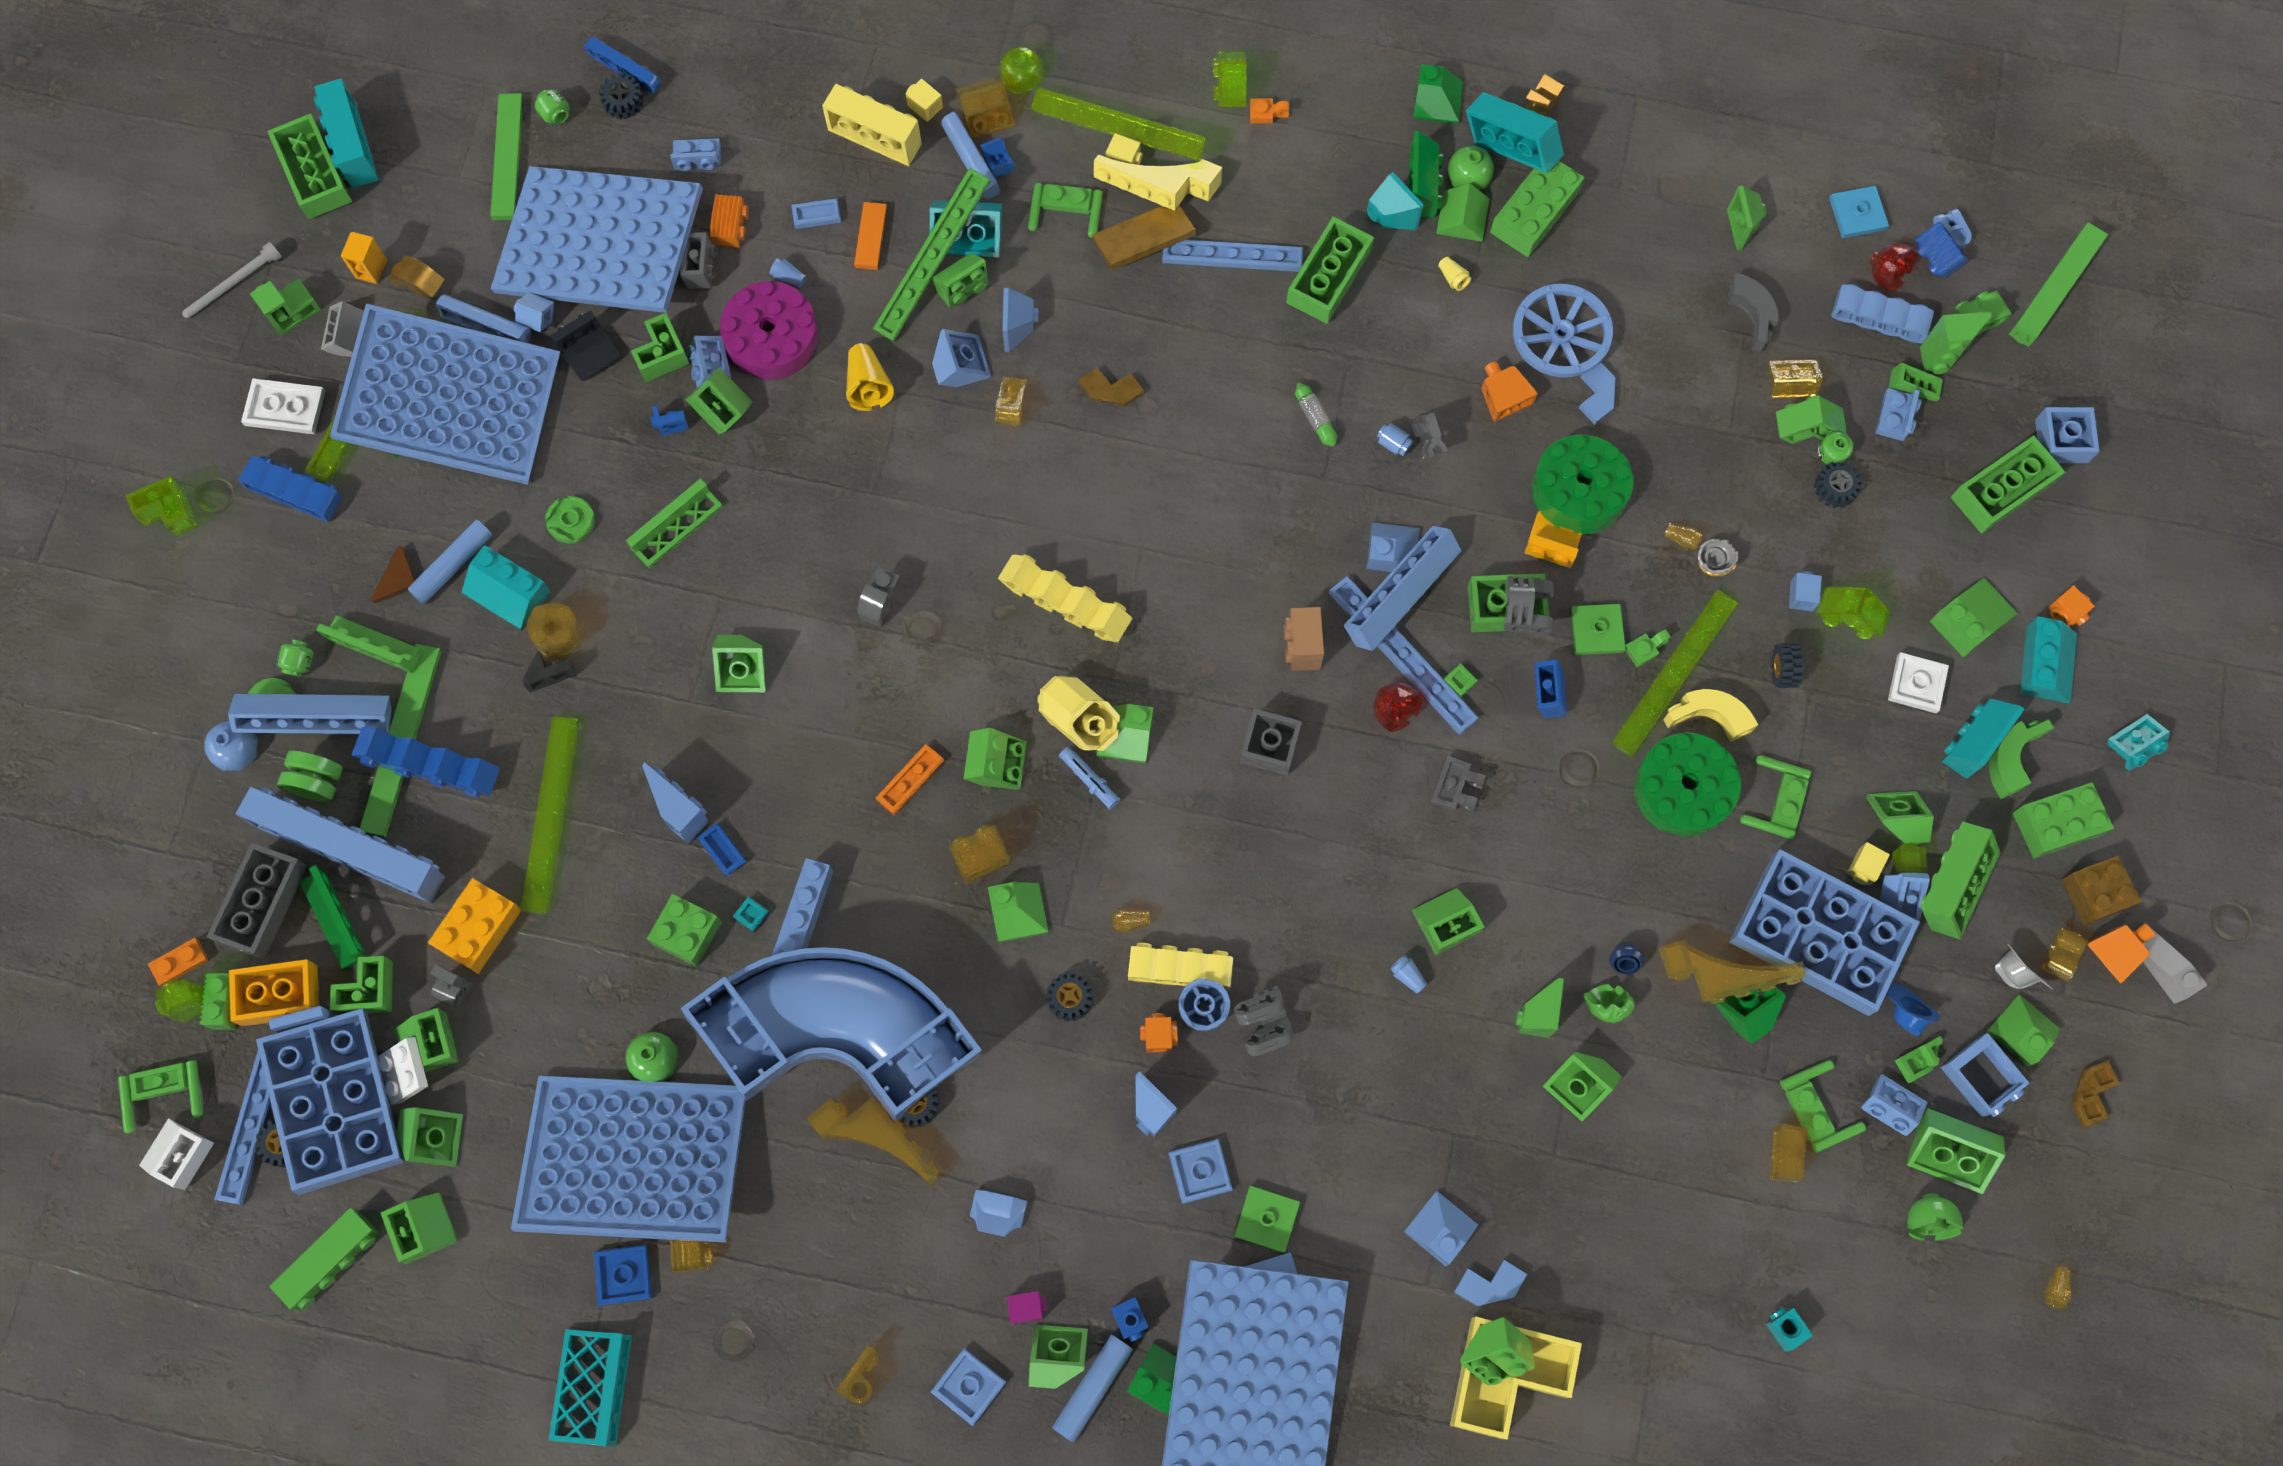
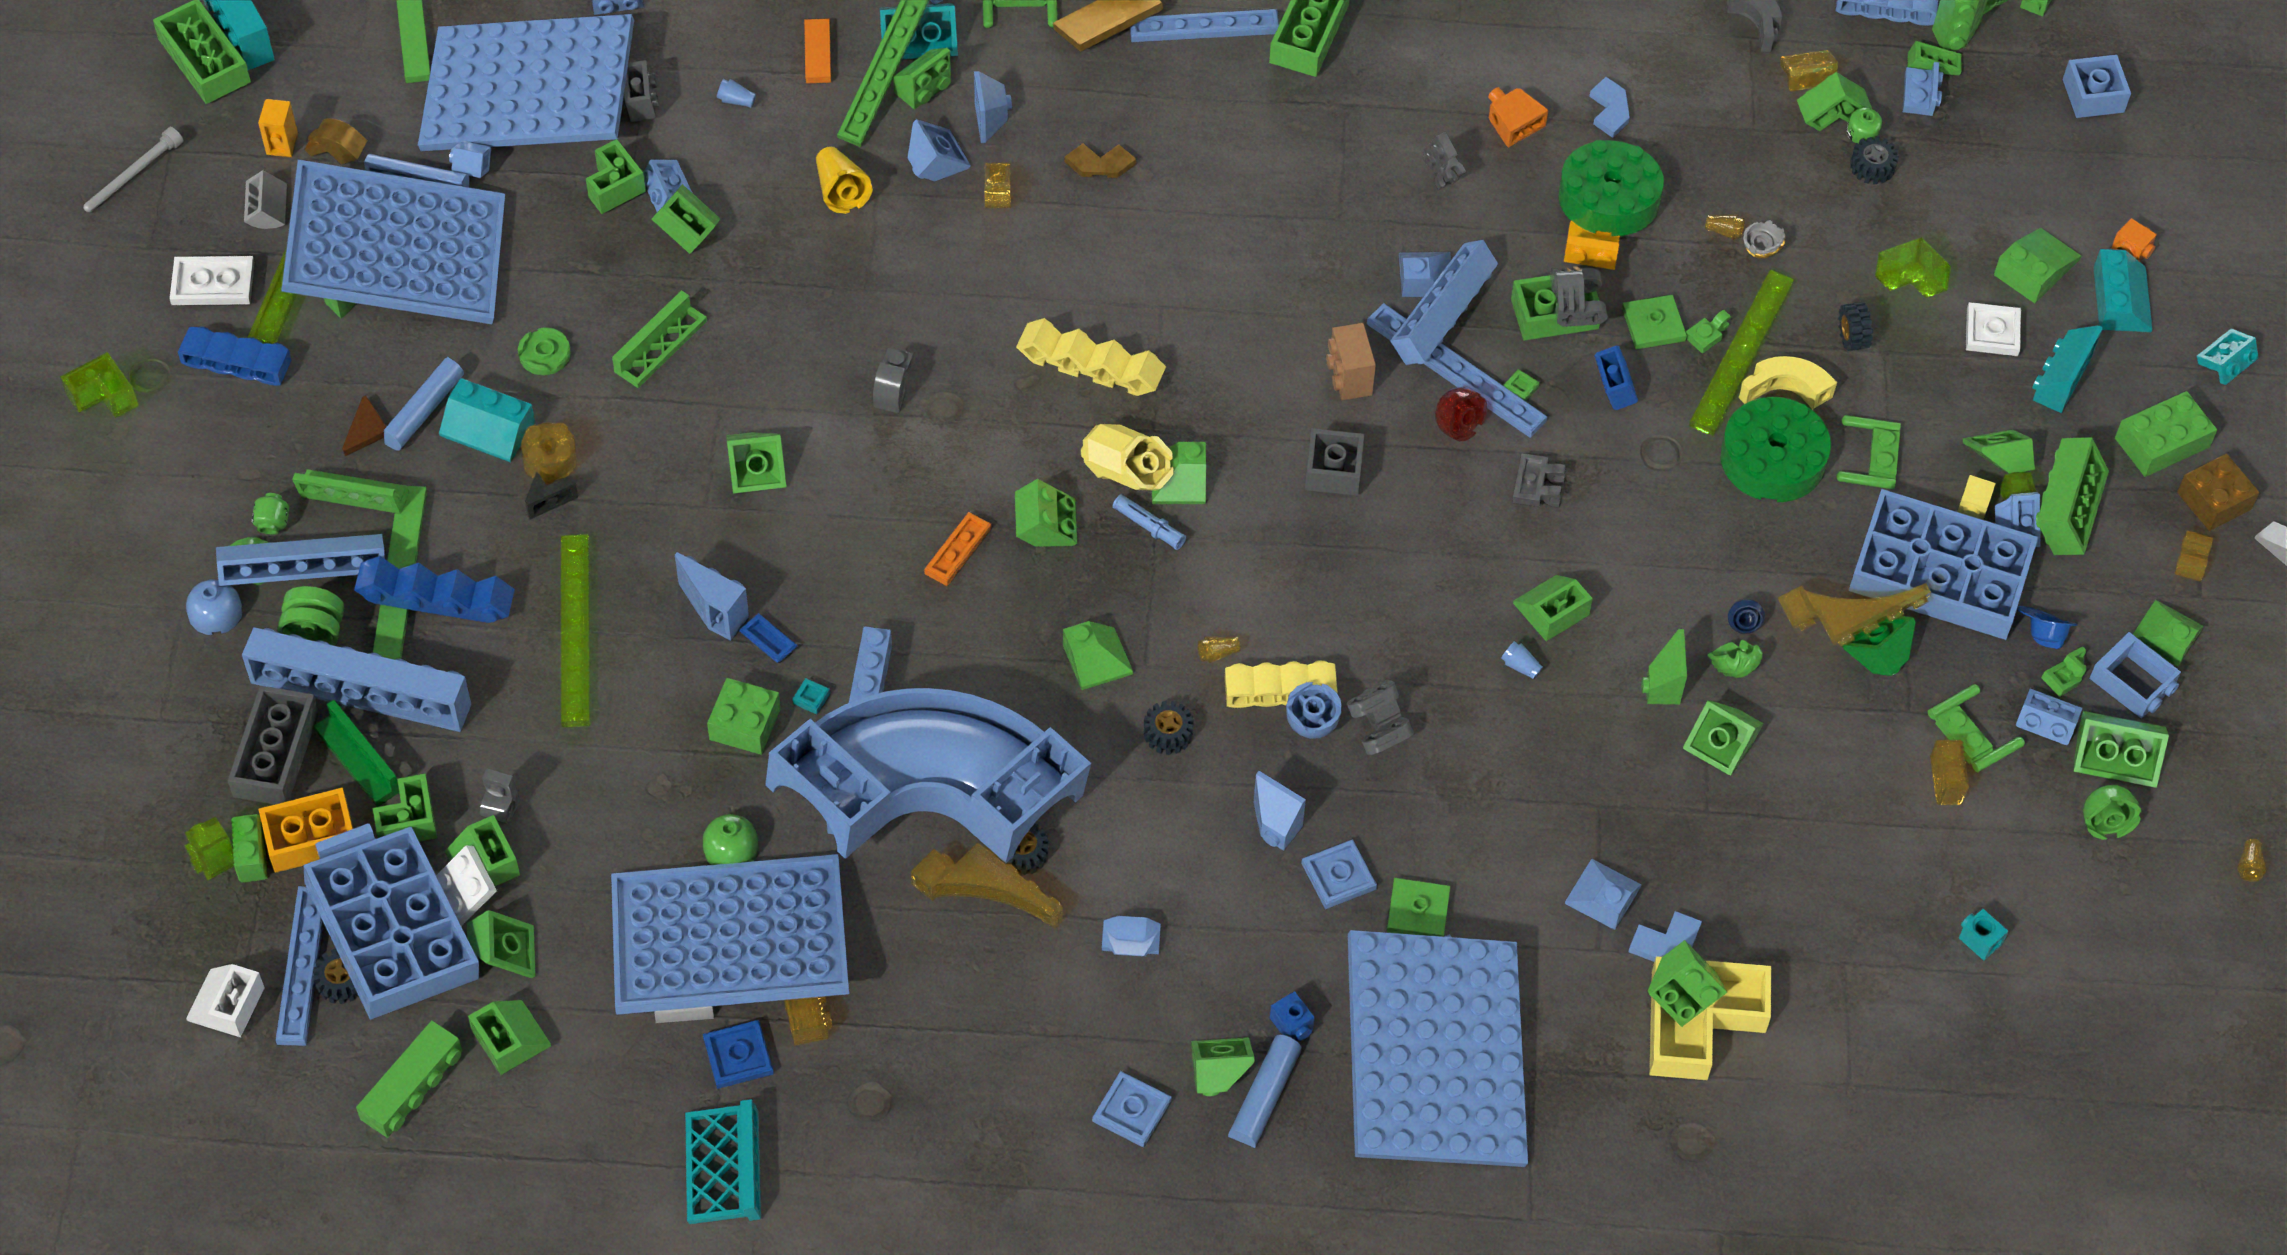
camera: 10 degrees left, 15 degrees down
(158, 1083) = (193, 937): bright green plate -> none
(178, 962) = (197, 812): orange plate -> none
(287, 307) = (198, 184): bright green brick -> none
(475, 926) = (516, 738): light orange brick -> none
(585, 346) = (531, 185): black bracket -> none
(669, 423) = (636, 246): blue bracket -> none
(728, 221) = (662, 52): orange brick -> none
(791, 333) = (727, 147): magenta brick -> none
(816, 213) = (755, 37): medium blue tile -> none
(865, 1362) = (1013, 1111): clear yellow plate -> none
(979, 853) = (1047, 602): clear yellow slope -> none
(1026, 1307) = (1179, 1022): magenta brick -> none
(1155, 1379) = (1330, 1075): green slope -> none
(1159, 1033) = (1270, 749): orange brick -> none
(1315, 414) = (1321, 160): piece -> none
(1395, 439) = (1408, 172): medium blue brick -> none
(1454, 273) = (1441, 16): light yellow cone -> none
(1563, 327) = (1562, 54): medium blue wheel -> none
(1805, 591) = (1860, 260): medium blue brick -> none
(2005, 762) = (2097, 392): bright green arch -> none
(2007, 484) = (2045, 137): bright green brick -> none
(2017, 973) = (2149, 576): light grey piece -> none
(2086, 1098) = (2244, 687): pearl gold tile -> none
(2122, 949) = (2249, 540): orange torso -> none

